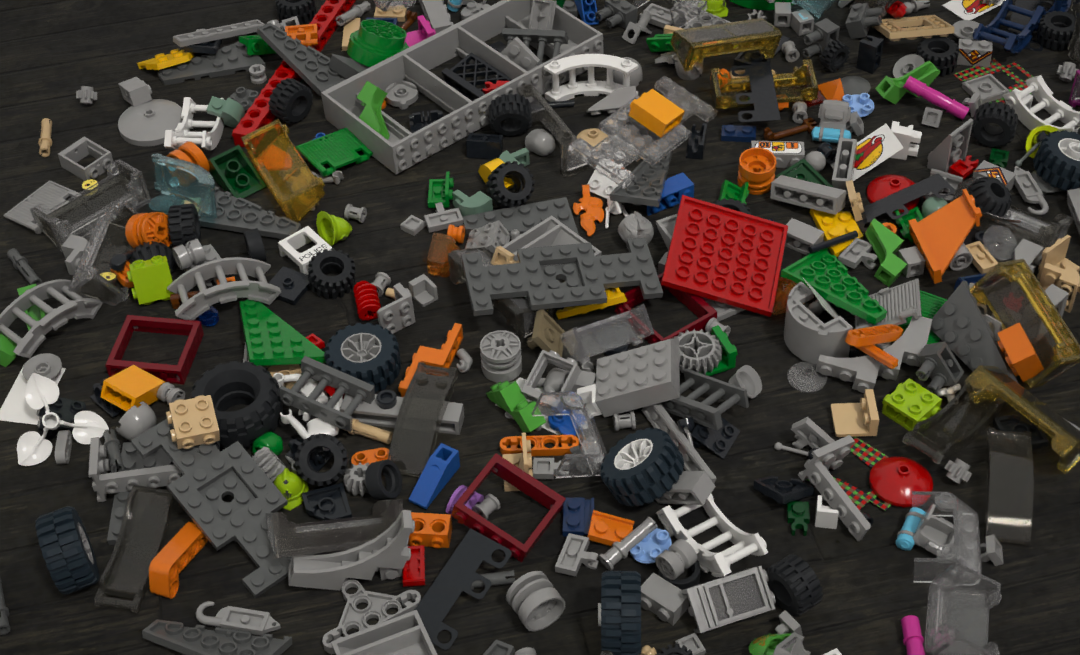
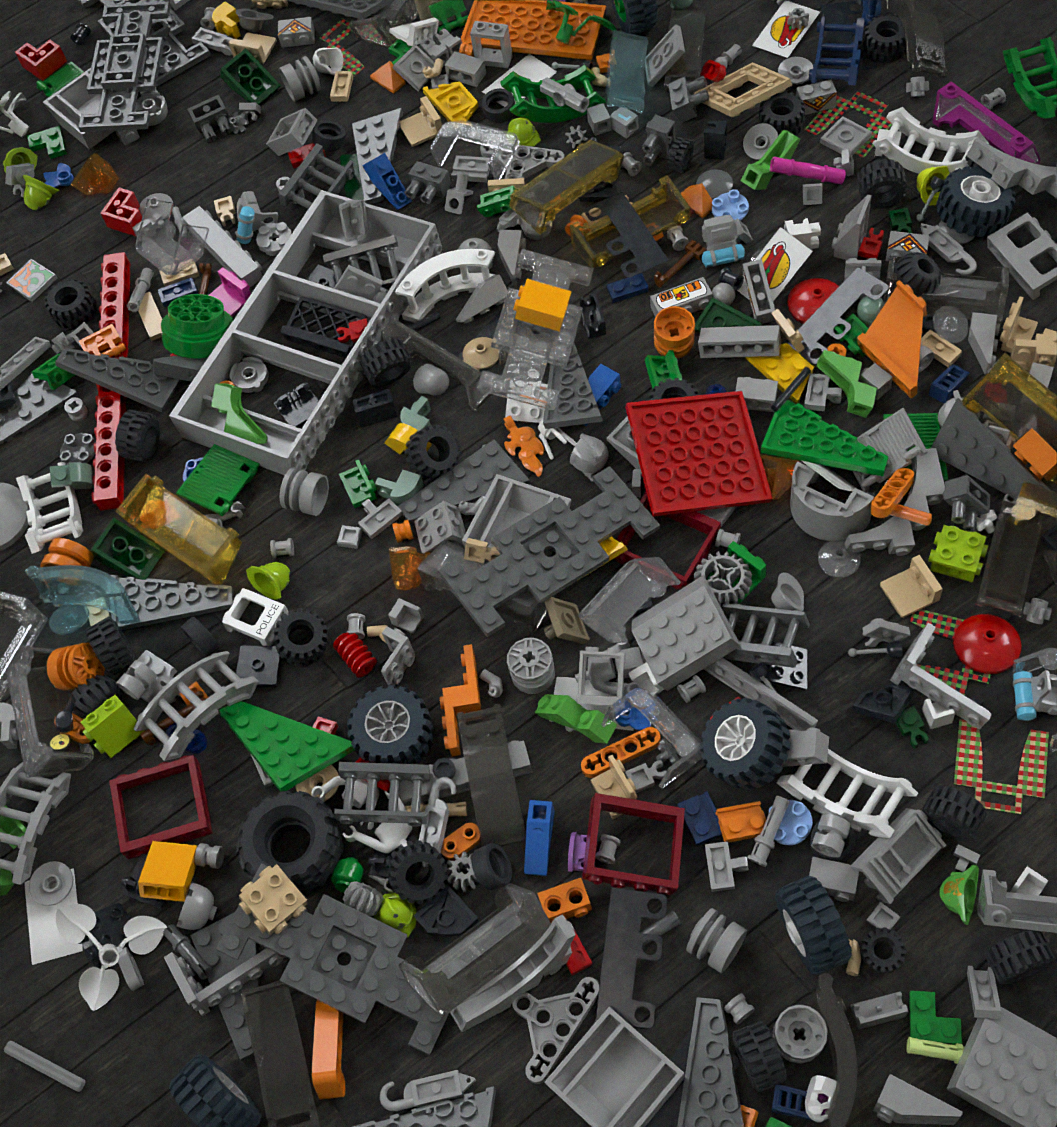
camera: 15 degrees left, 15 degrees up
(361, 430) = (437, 816): none -> light grey plate
(394, 179) = (304, 491): none -> light grey wheel
(657, 71) = (510, 246): none -> light grey slope
(883, 594) = (1031, 771): none -> piece

